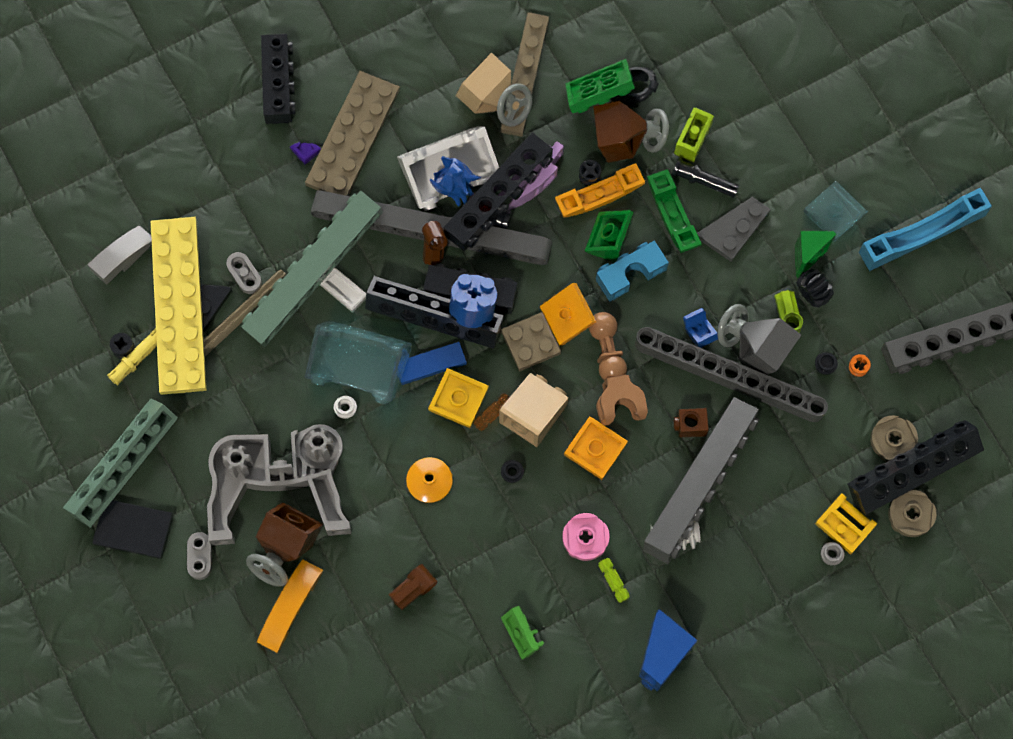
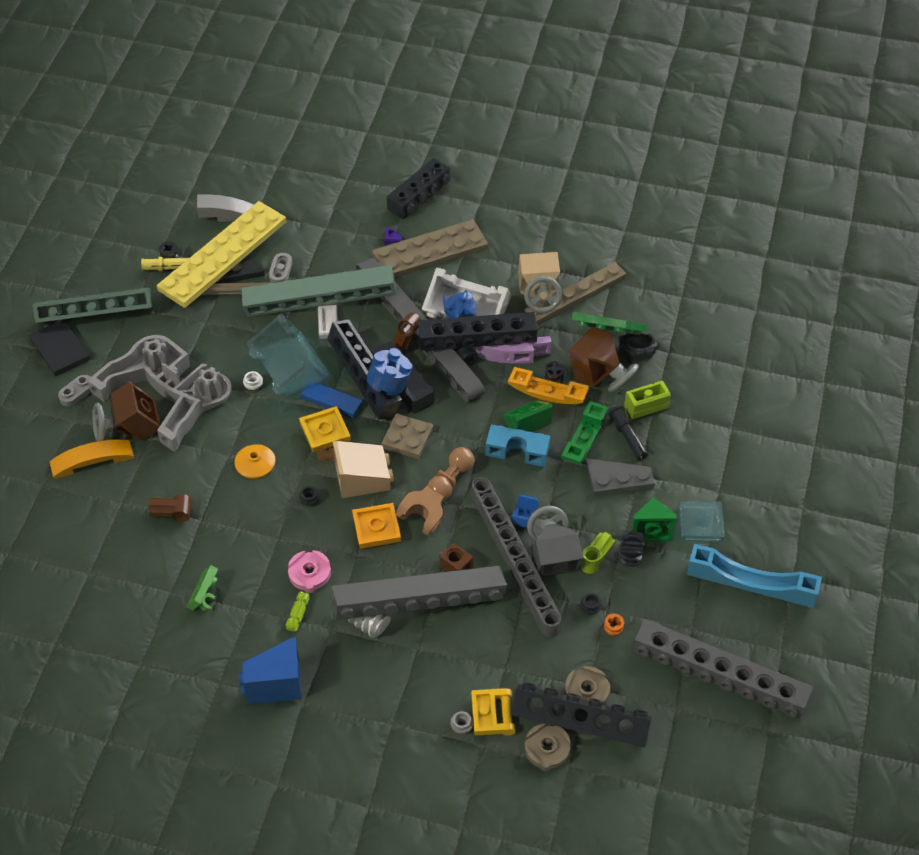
camera: 45 degrees right, 20 degrees down
(568, 314) = (446, 434): light orange plate -> none

